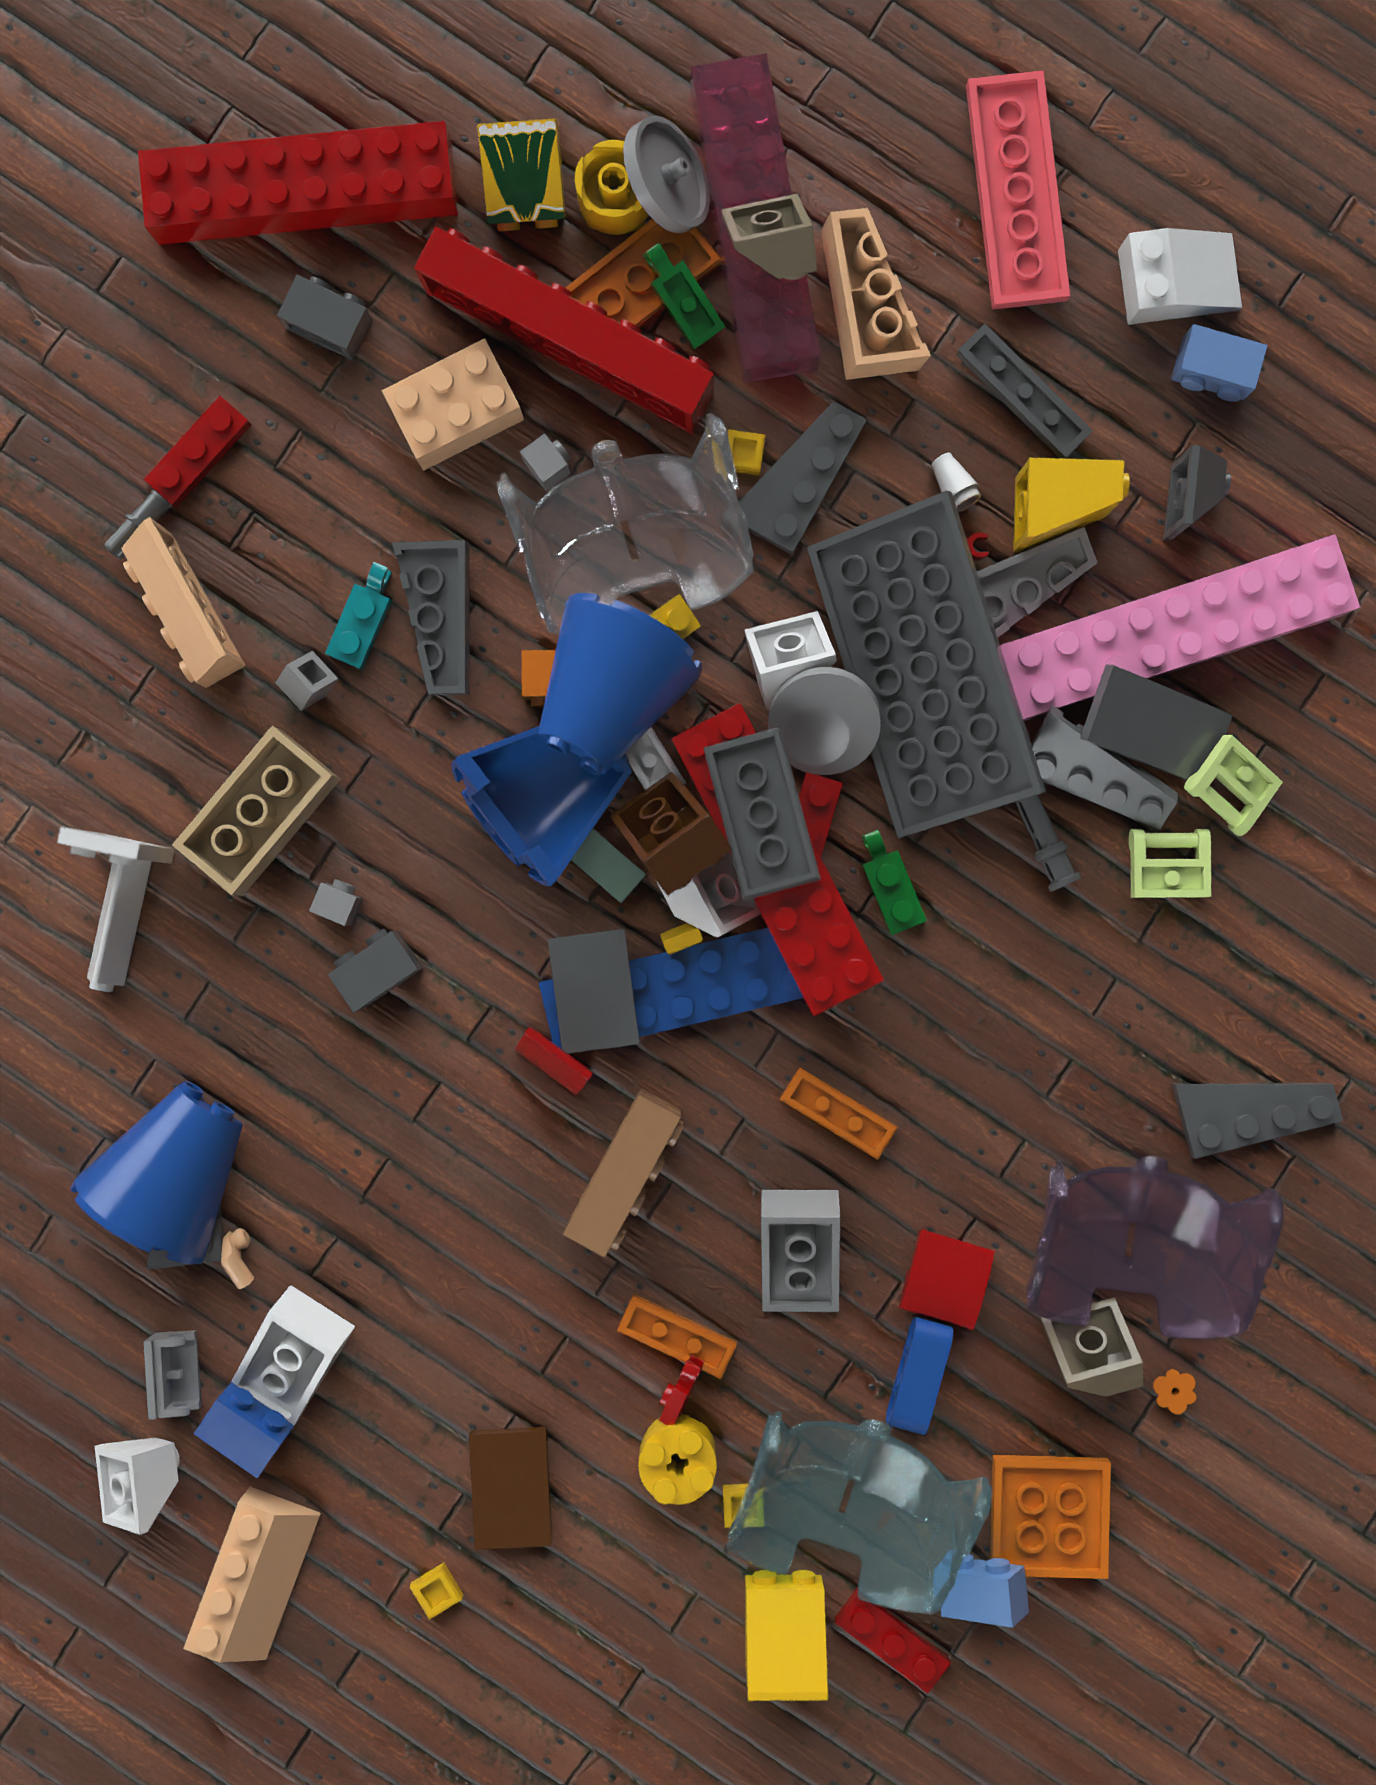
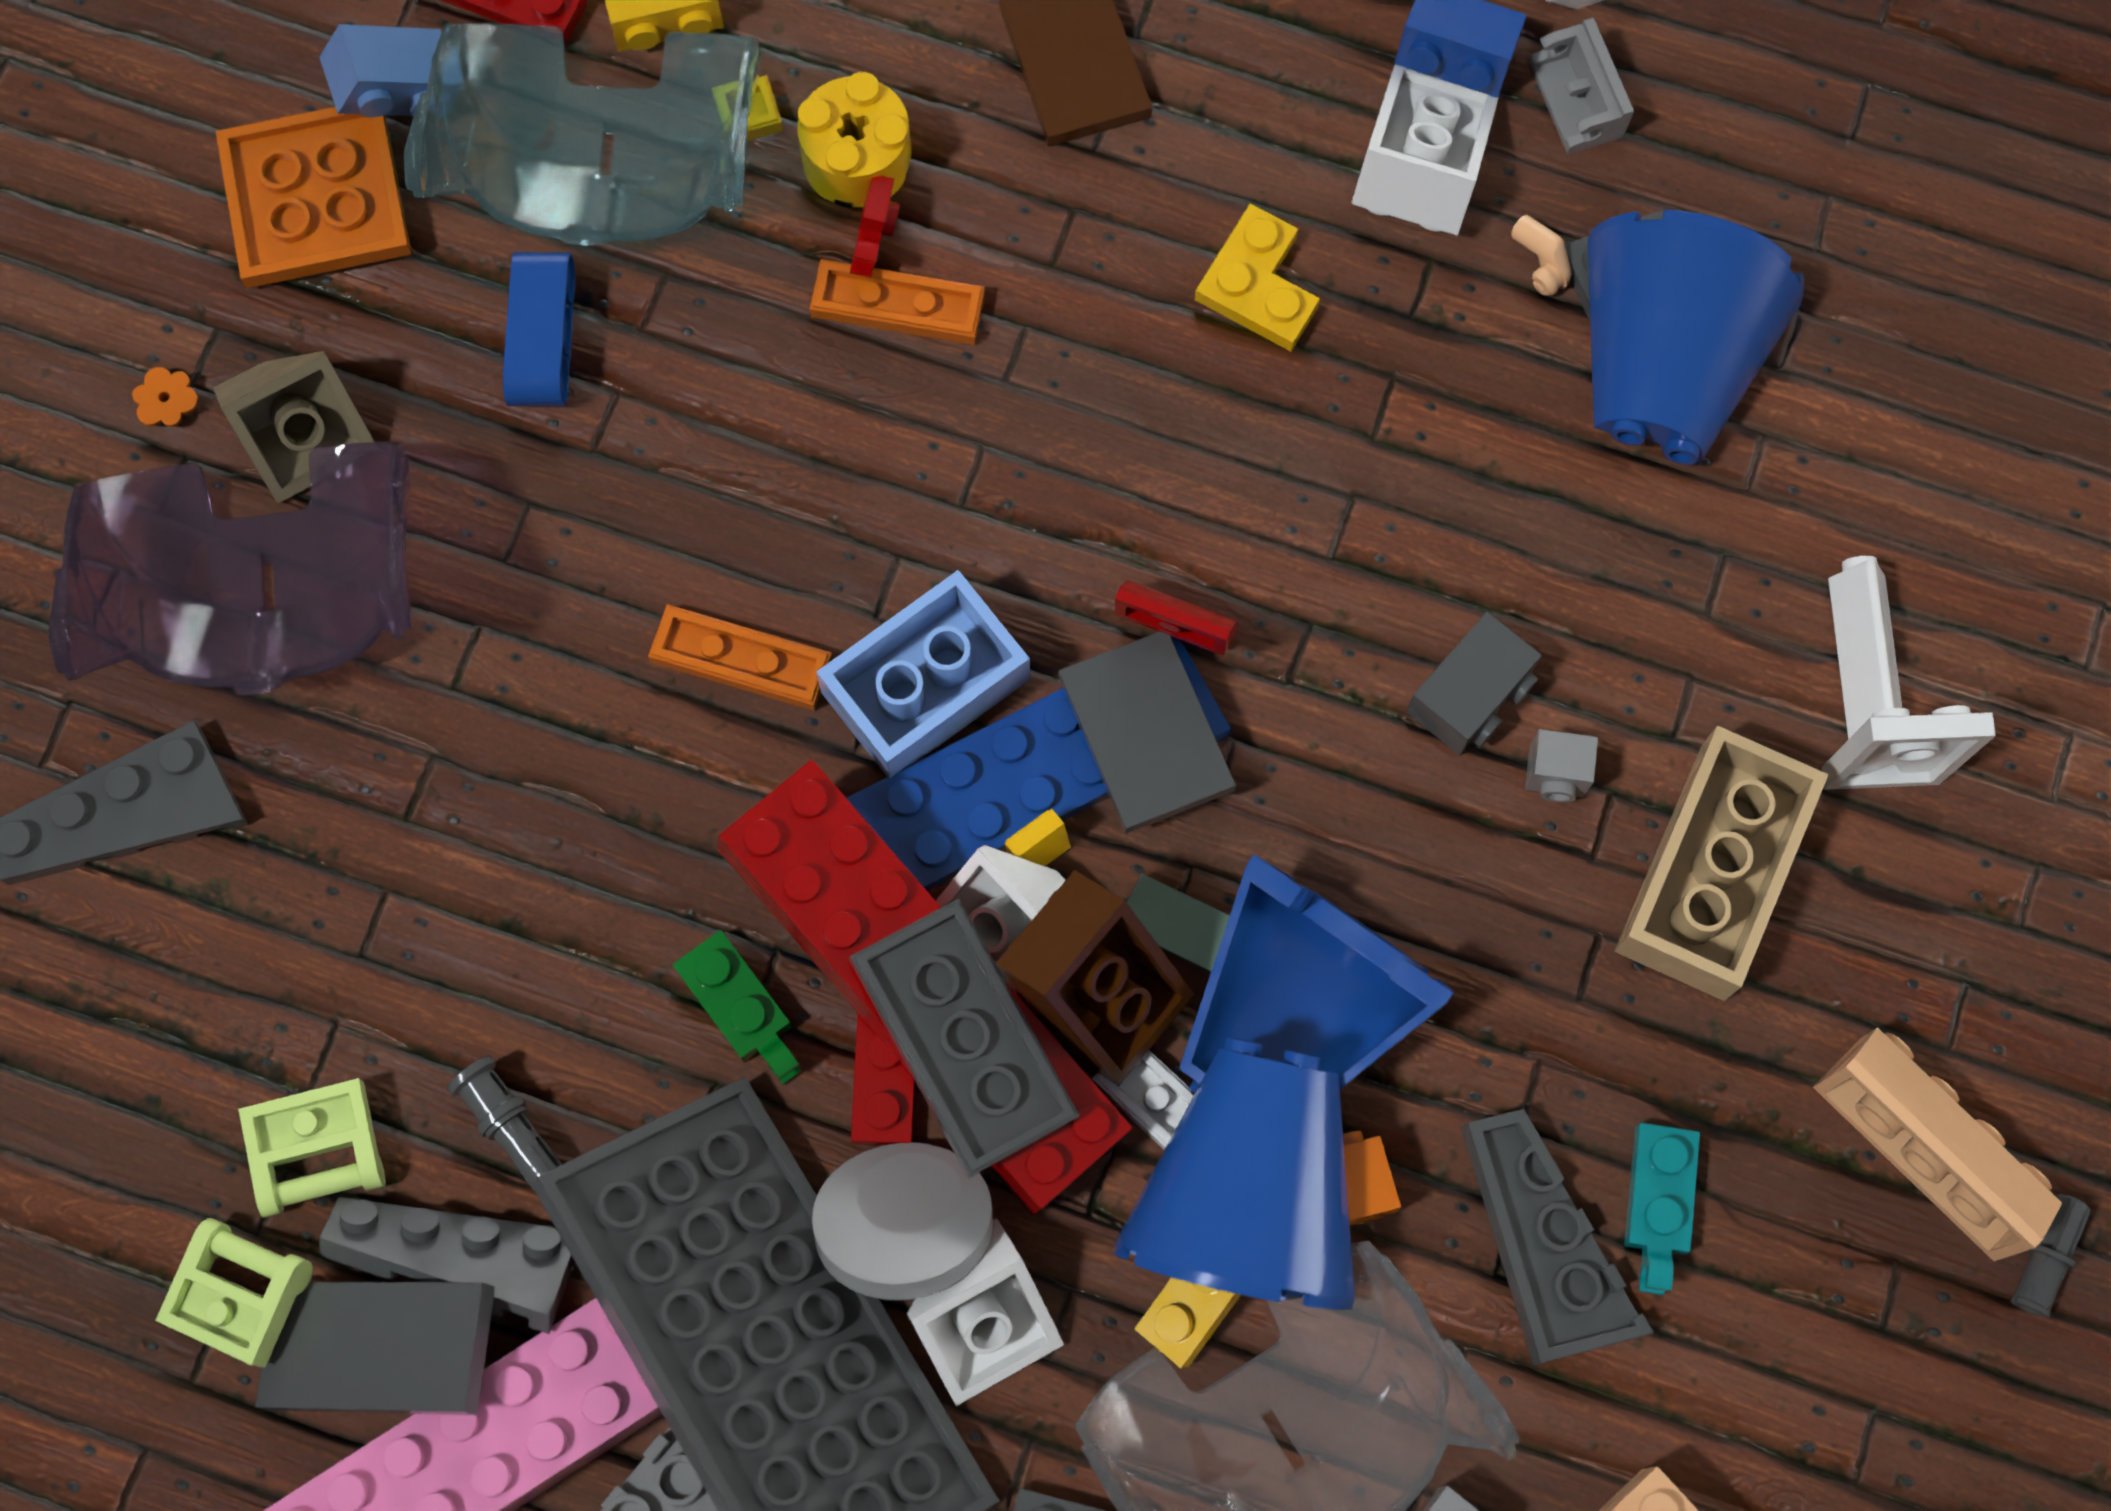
camera: 165 degrees right, 15 degrees down
(197, 451) = (2001, 1401): red plate -> none
(306, 680) = (1713, 1079): light grey plate -> none
(442, 1287) = (1245, 285): none -> yellow plate
(620, 1177) = (1030, 488): medium nougat brick -> none
(725, 1065) = (924, 674): none -> light blue brick
(800, 1250) = (751, 454): light grey slope -> none
(946, 1279) = (528, 466): red slope -> none

